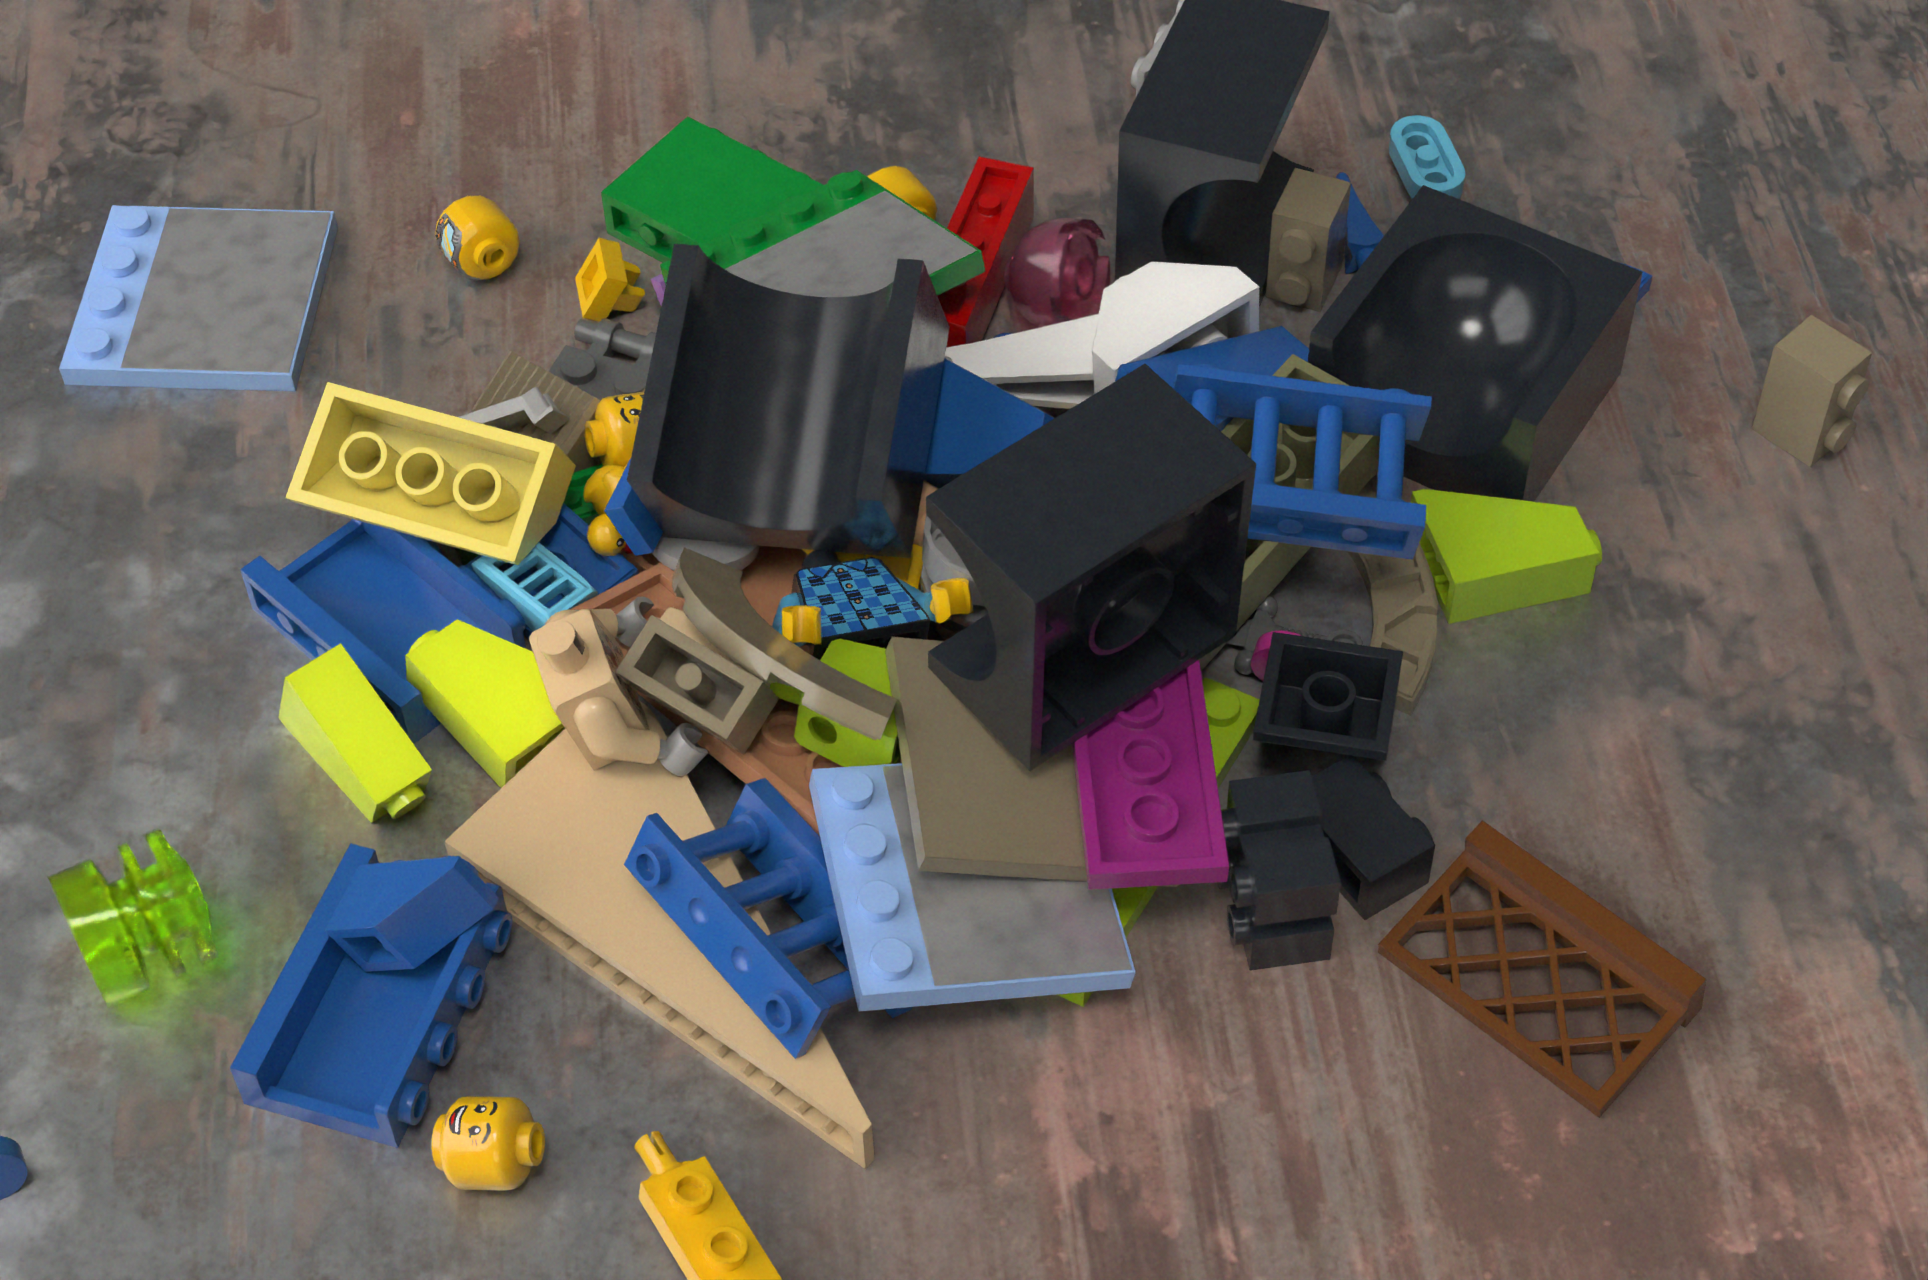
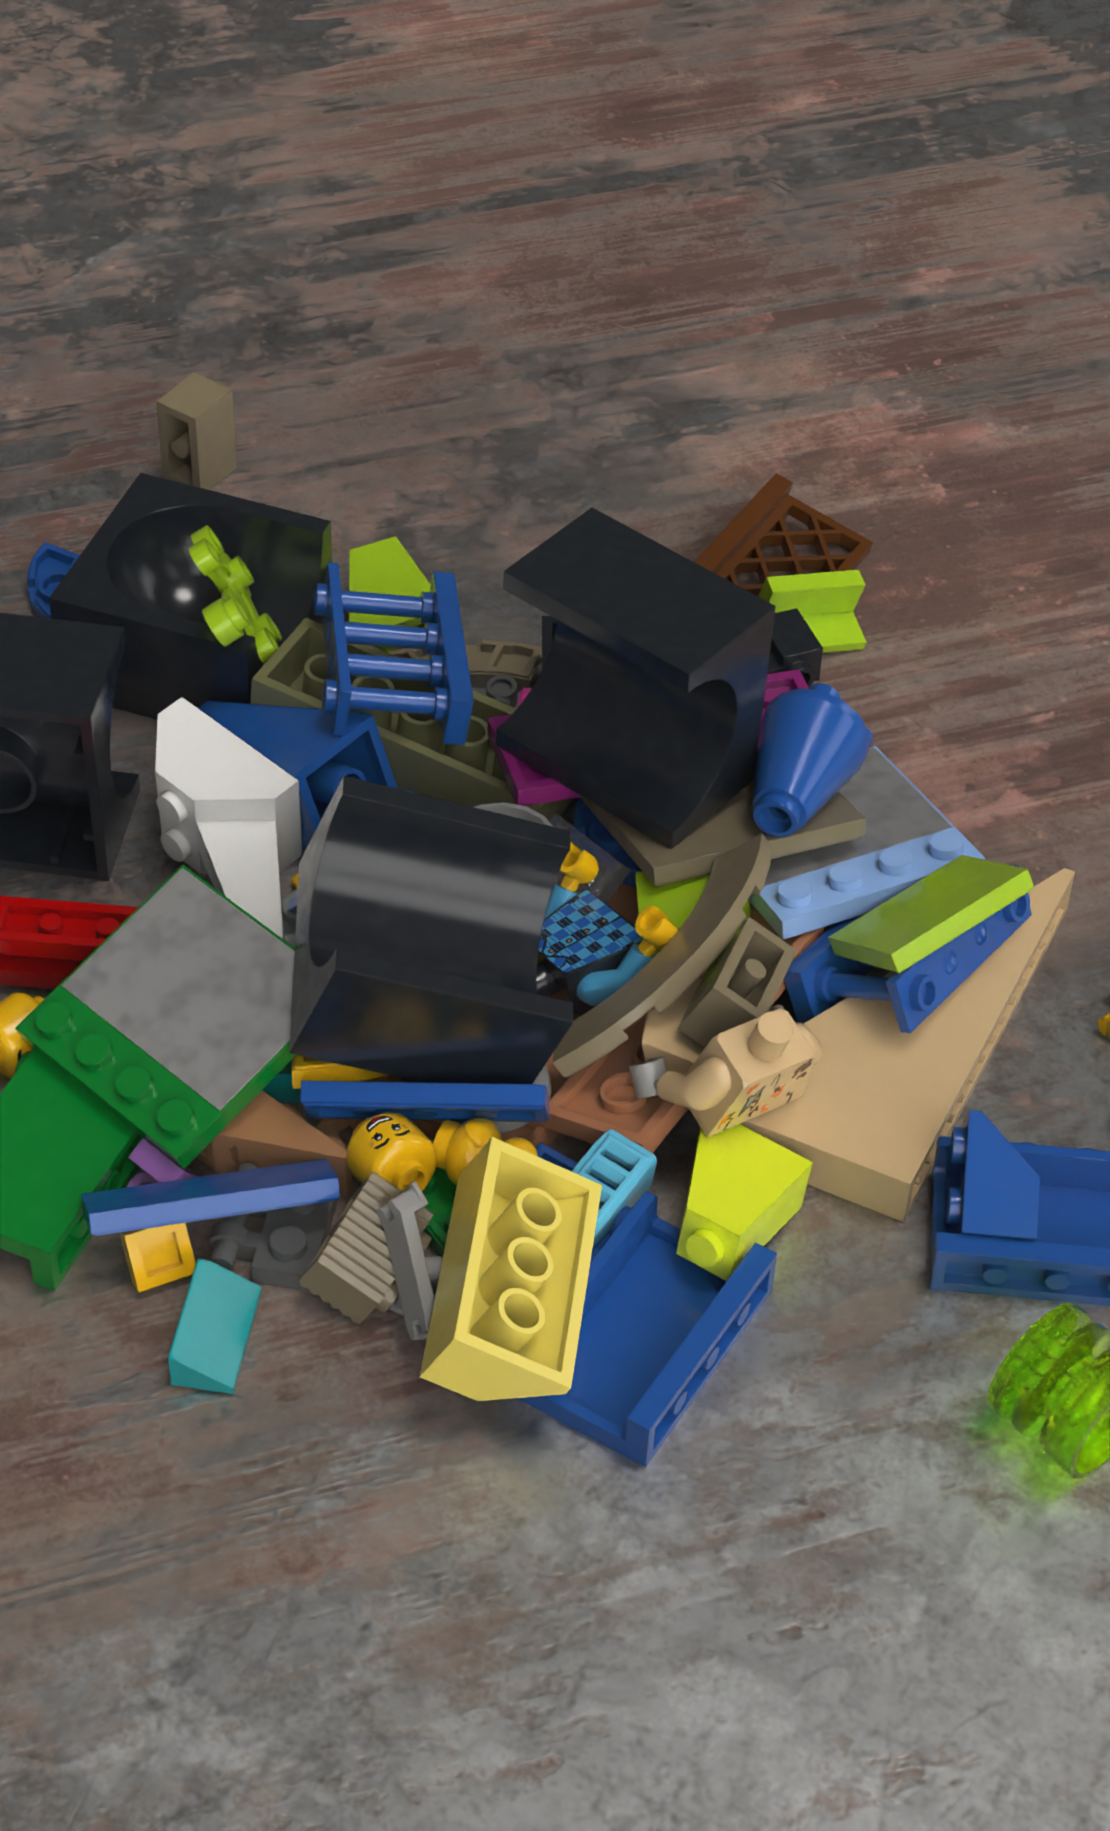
camera: 105 degrees left, 5 degrees down
(200, 298) = (216, 1647): flat silver plate -> none
(353, 735) = (801, 1305): neon yellow slope -> none
(477, 233) = (109, 1372): yellow head -> none
(512, 315) = (213, 1329): none -> teal slope
(618, 294) = (209, 1197): none -> blue tile
(760, 892) = (931, 913): none -> lime tile
(1003, 787) = (805, 756): none -> blue cone
(1058, 272) = (114, 874): clear pink cylinder -> none
(1422, 984) = (825, 604): none -> lime panel
(1424, 341) = (235, 608): none -> lime plant

